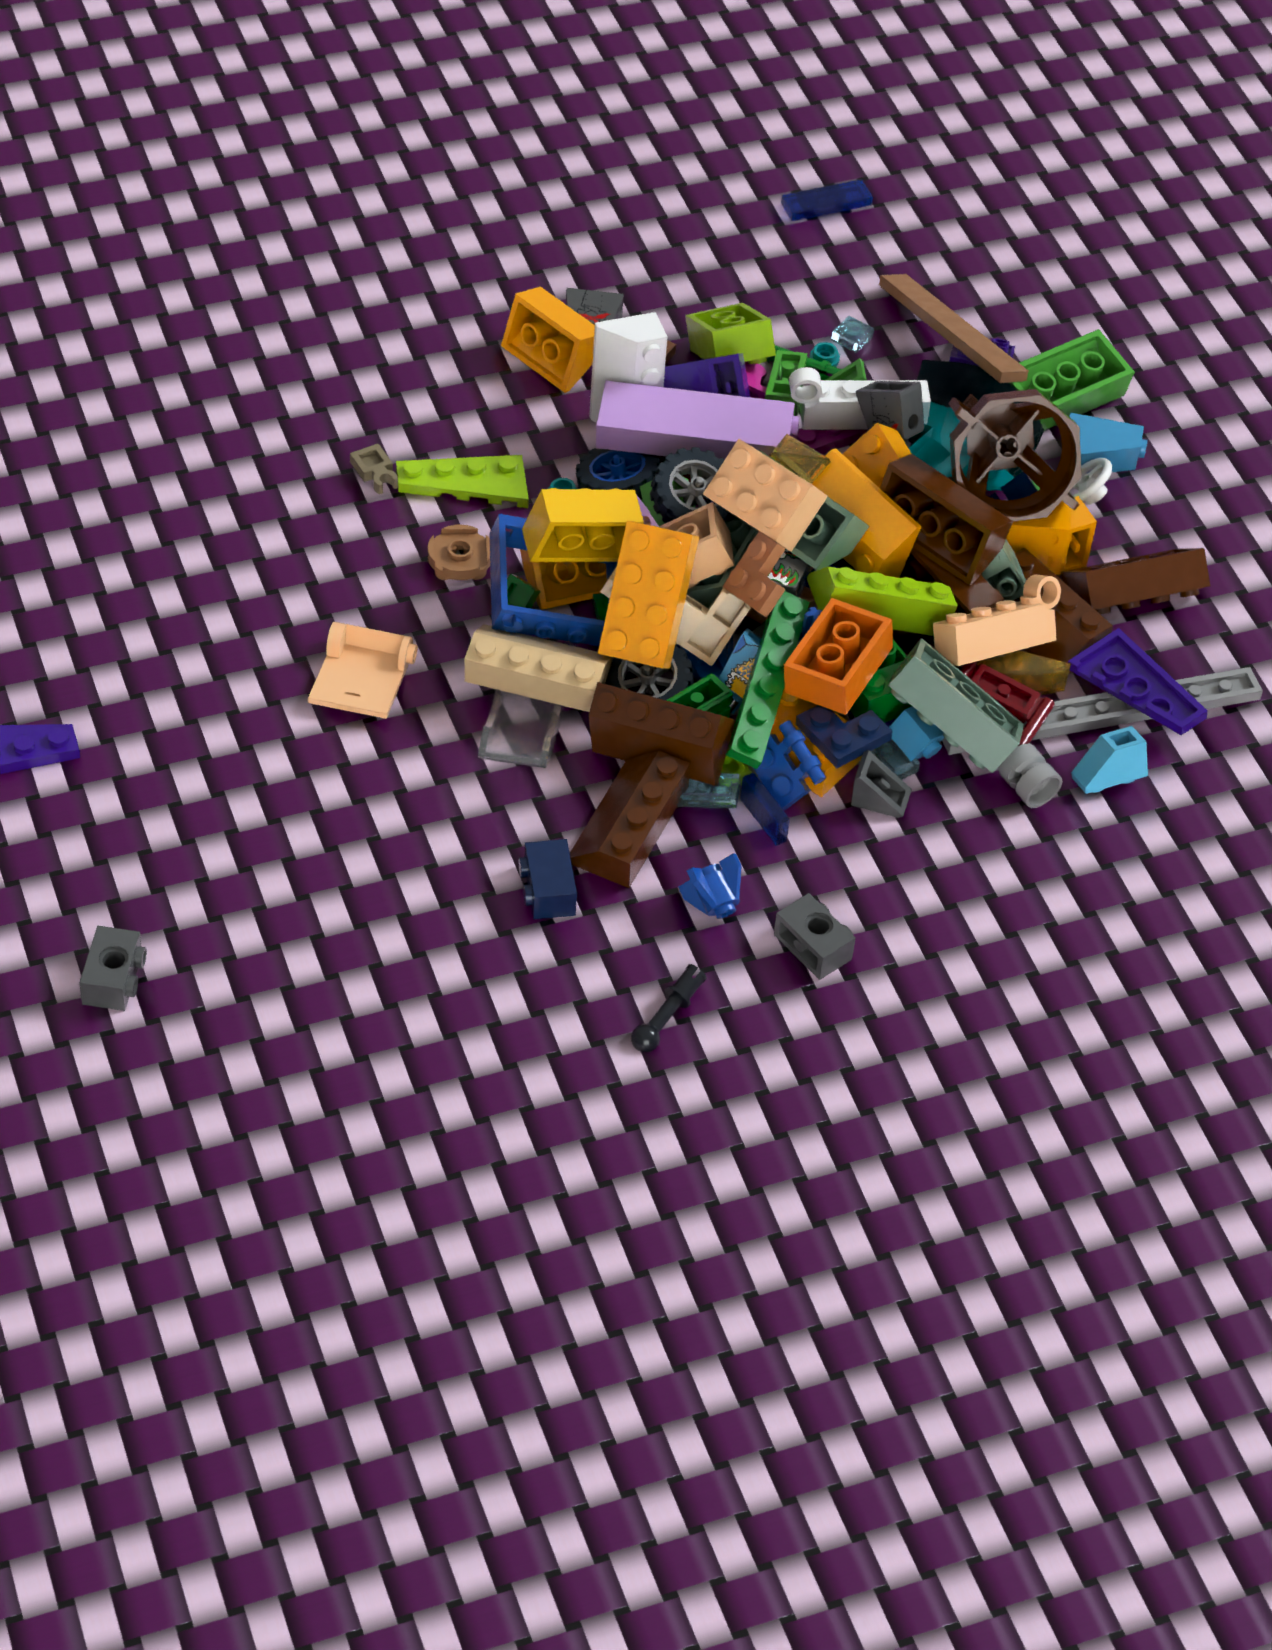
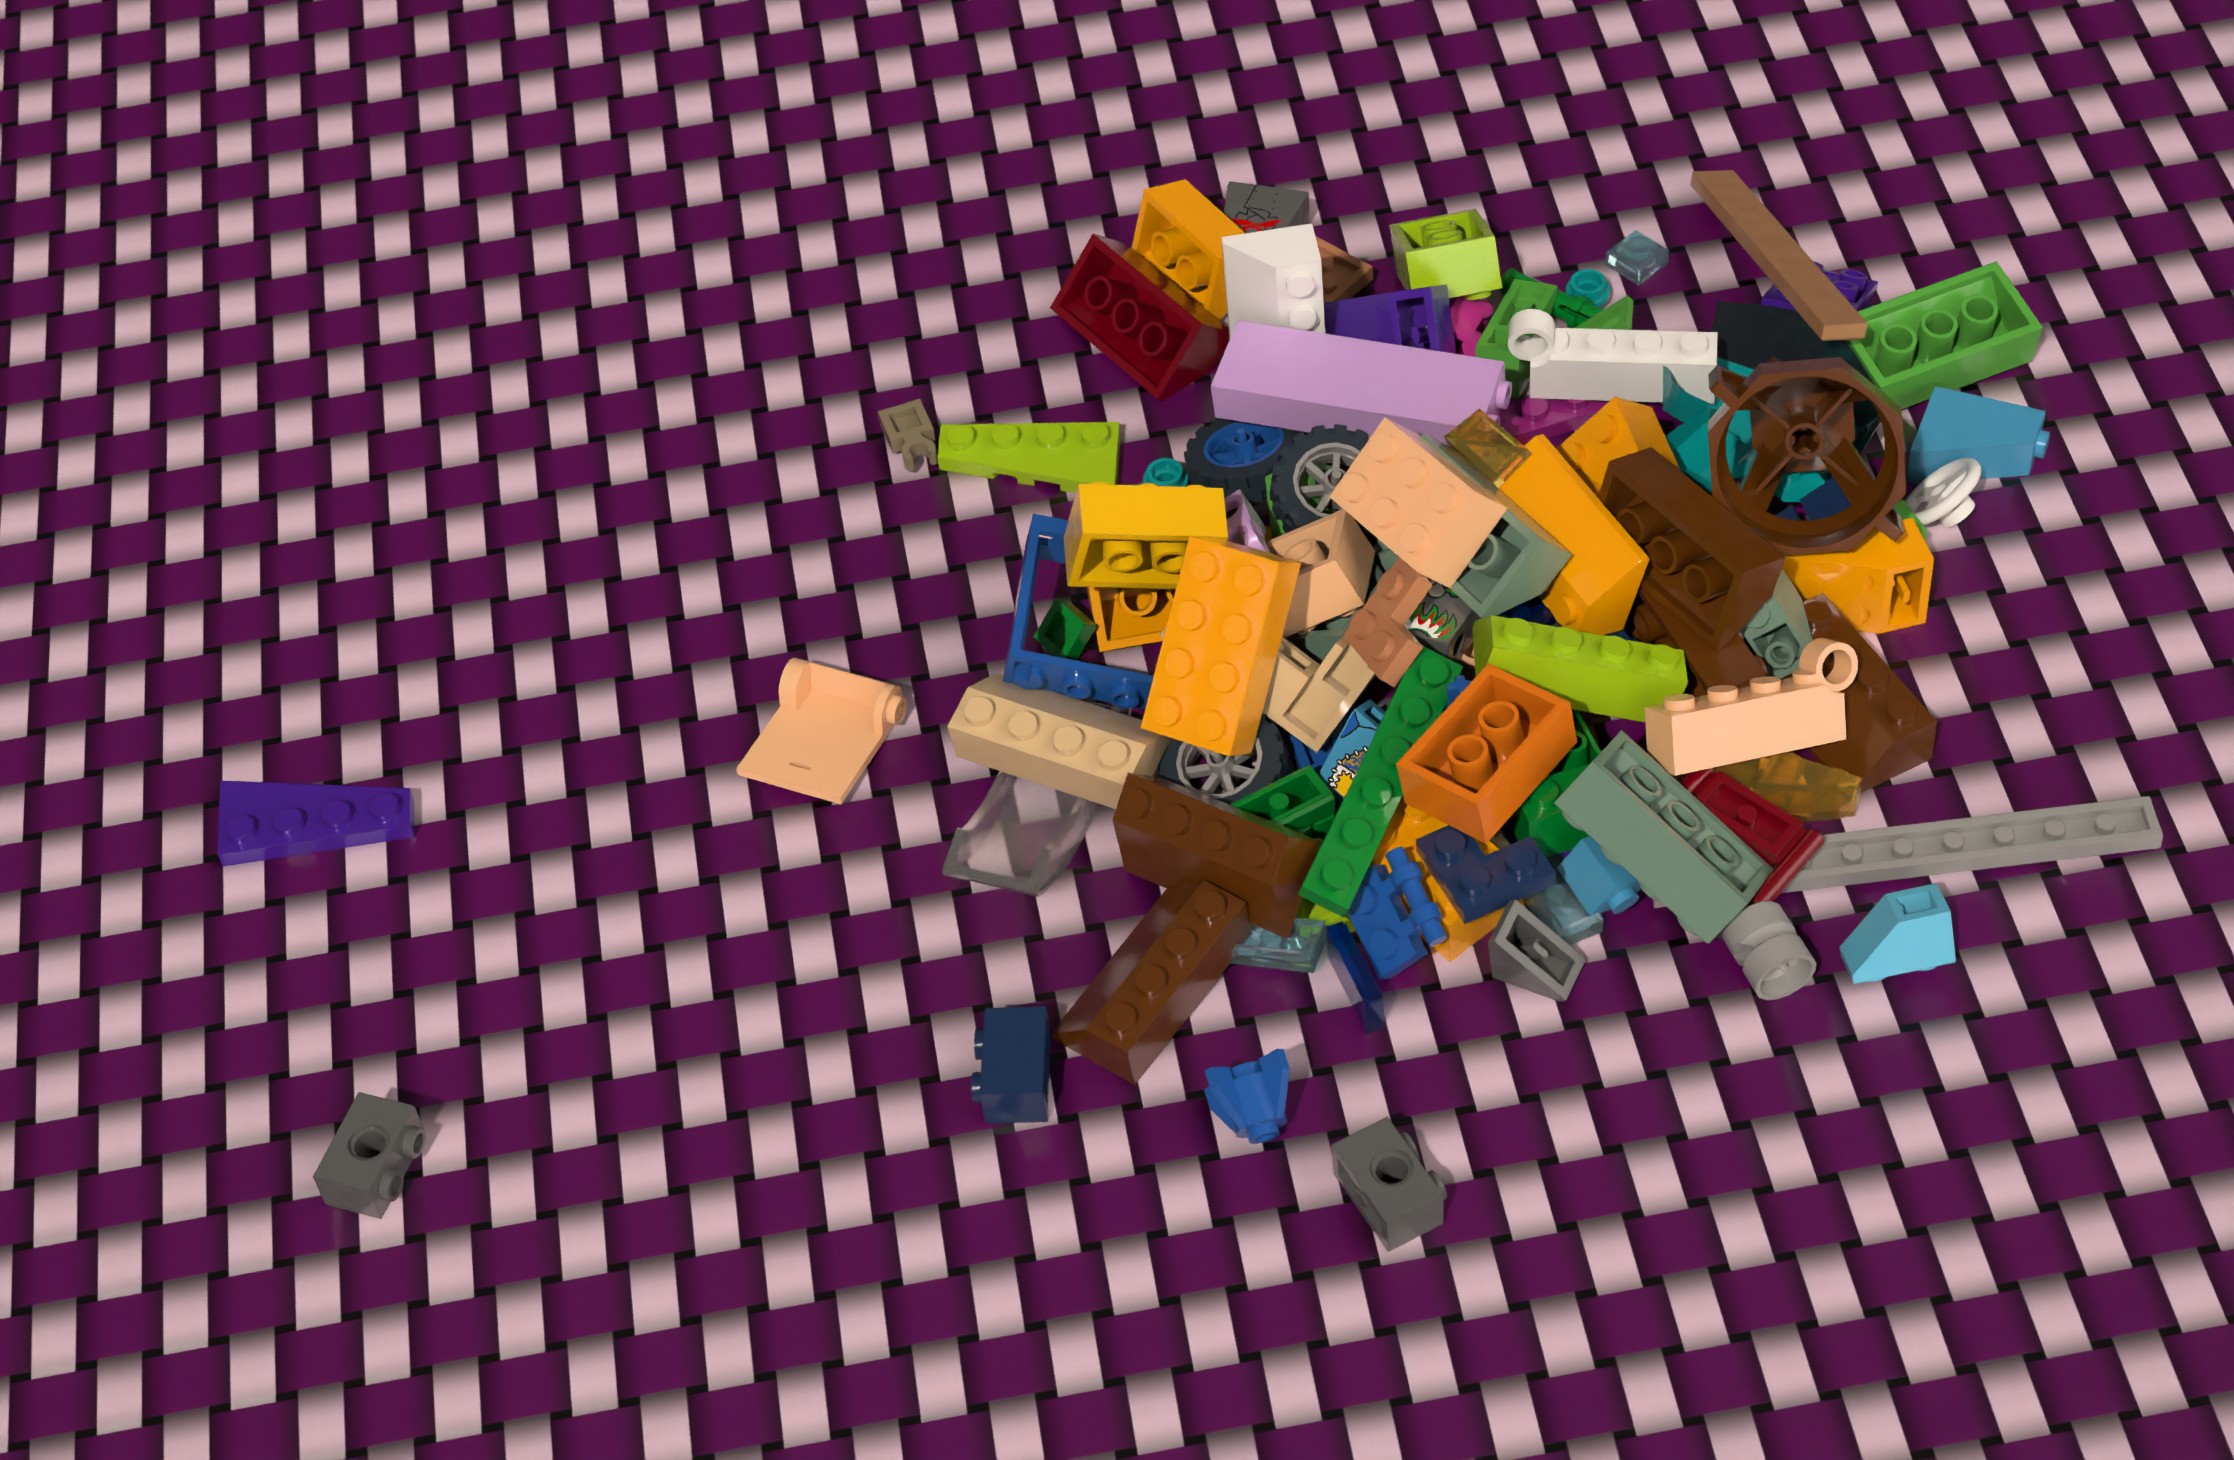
camera: 20 degrees right, 0 degrees up
(448, 564) = (974, 558): medium nougat plate -> none
(520, 384) = (1139, 318): none -> dark red slope
(647, 1036) = (1108, 1322): black pin -> none
(826, 200) = (1639, 59): clear blue tile -> none
(893, 405) = (1654, 373): dark grey torso -> none
(1135, 678) = (1962, 810): dark purple wing -> none
(1140, 578) = (1997, 648): reddish brown slope -> none

